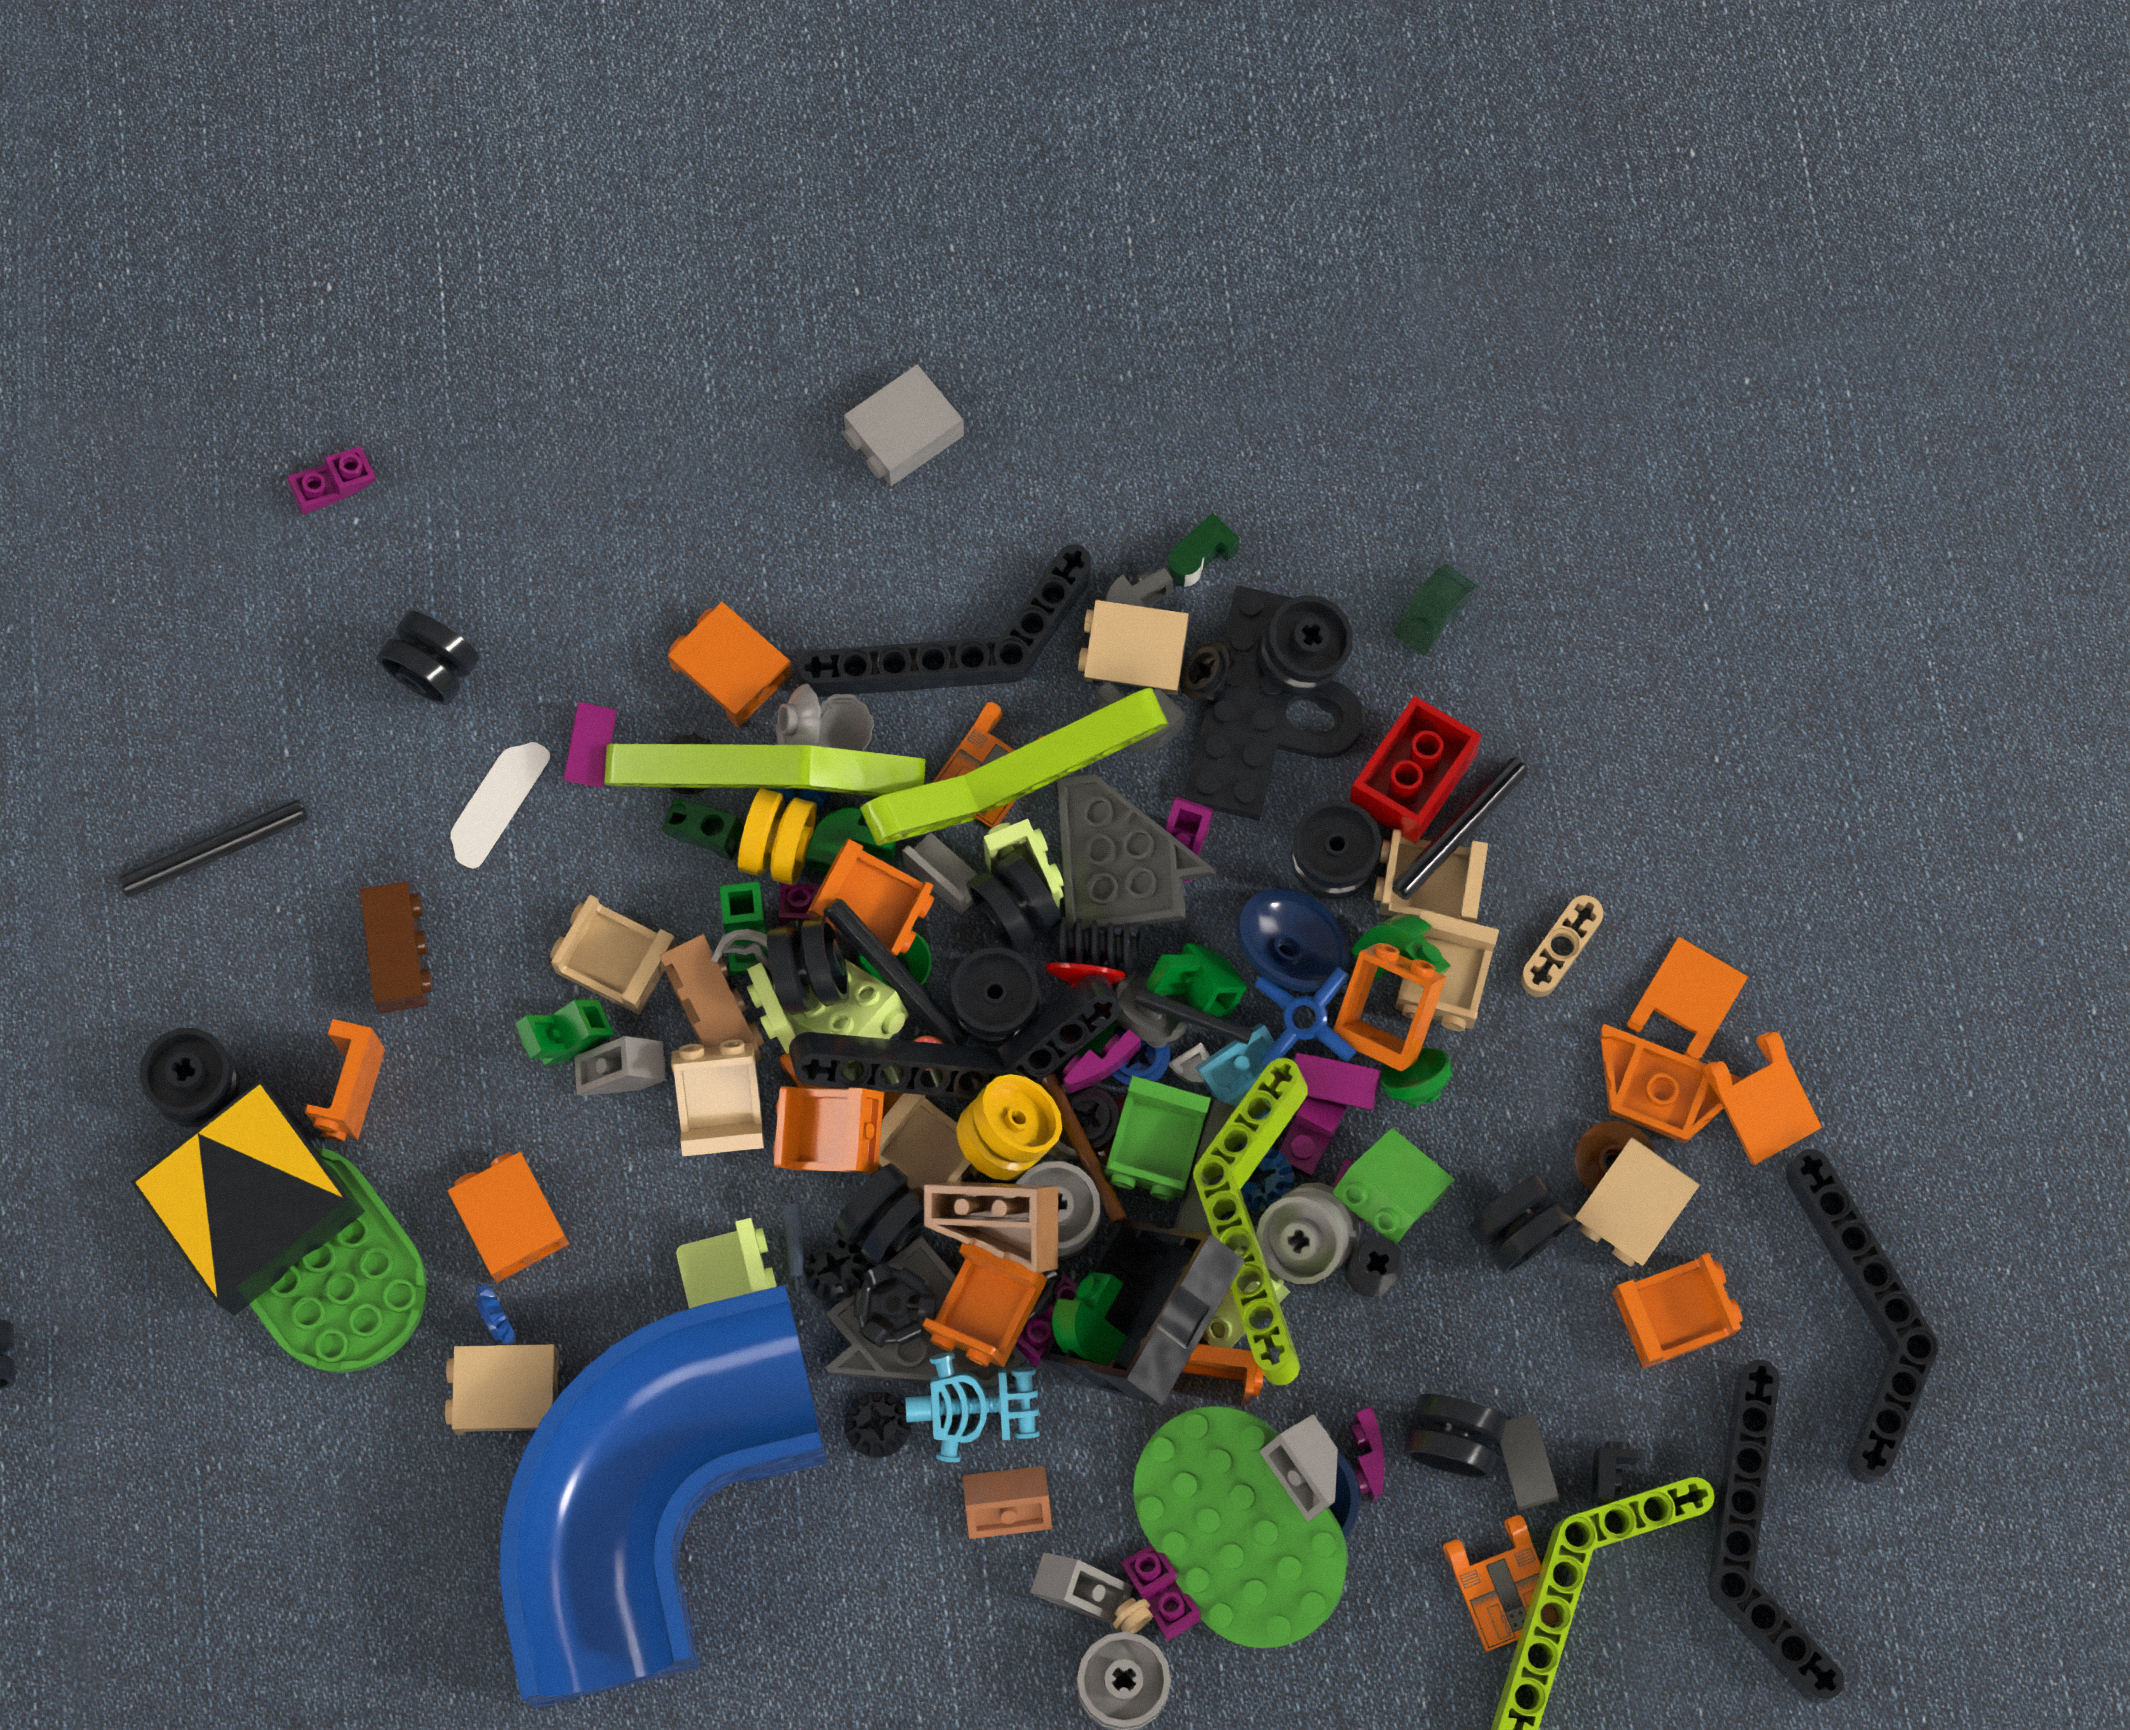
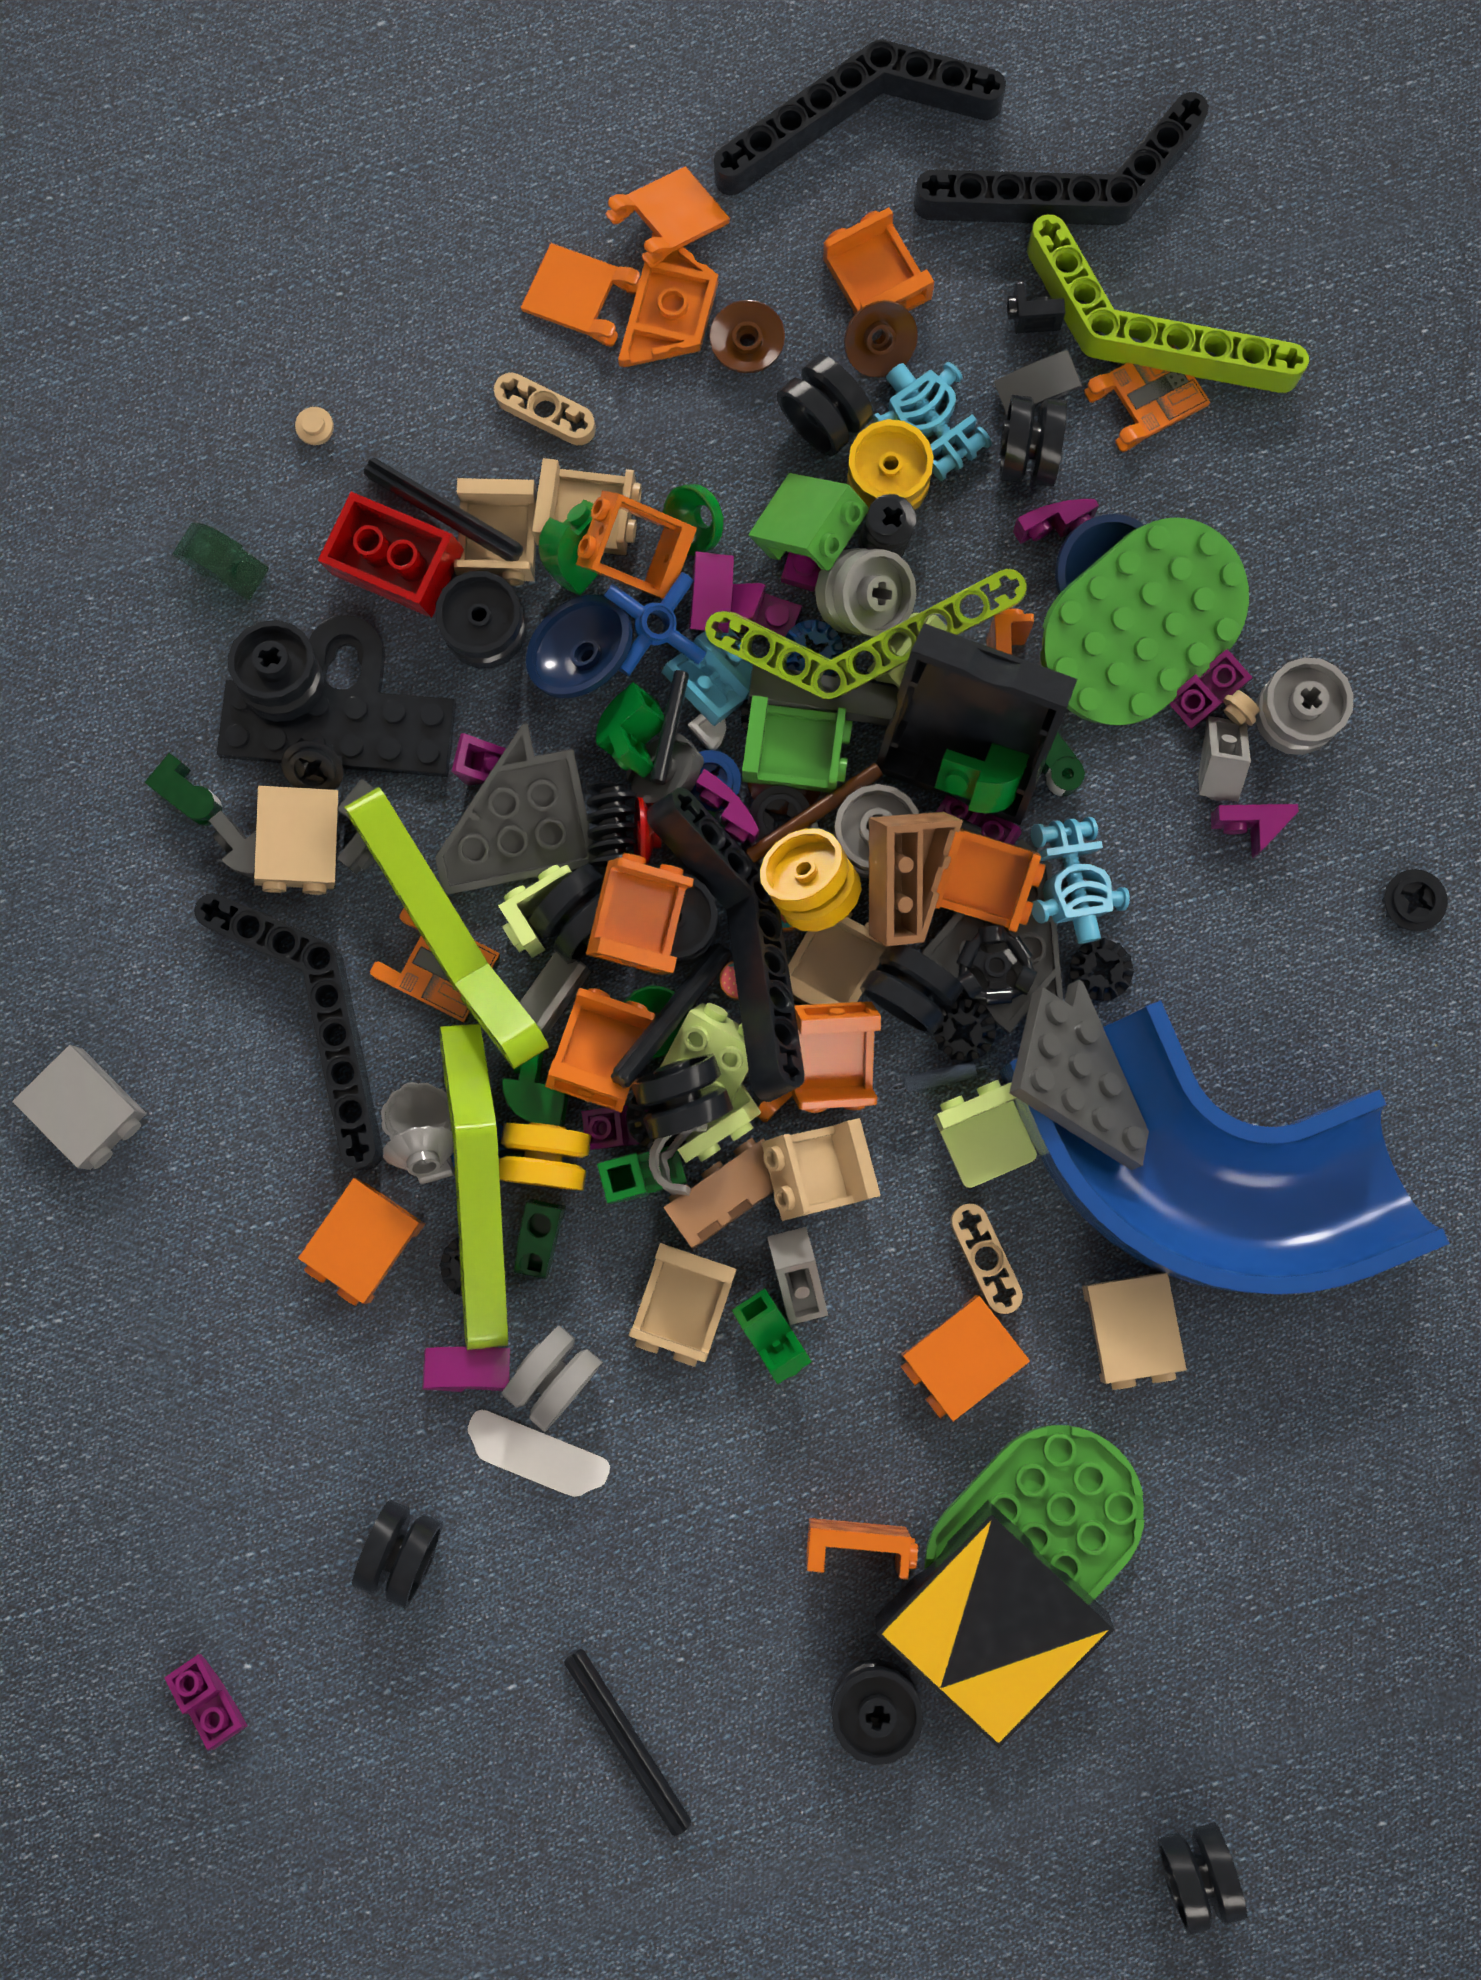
camera: 90 degrees left, 10 degrees up
(396, 947) = (706, 1526): reddish brown brick -> none
(494, 1316) = (1067, 1351): blue gear -> none
(568, 813) = (548, 1374): none -> light grey wheel
(576, 1274) = (1007, 1282): none -> tan beam
(762, 1358) = (1074, 1075): none -> dark grey wing
(993, 948) = (638, 914): none -> orange panel
(1005, 1621) = (1263, 820): none -> magenta slope
(1007, 1502) = (1152, 838): nougat panel -> none
(1097, 1415) = (1062, 769): none -> dark green leg
(1305, 1465) = (1095, 556): light grey slope -> none
(1439, 1307) = (890, 460): none -> yellow wheel
(1532, 1333) = (913, 407): none -> medium azure piece
(1570, 716) = (314, 426): none -> tan plate
(1582, 1302) = (894, 346): none -> reddish brown dish
(1636, 1203) = (788, 307): tan panel -> none

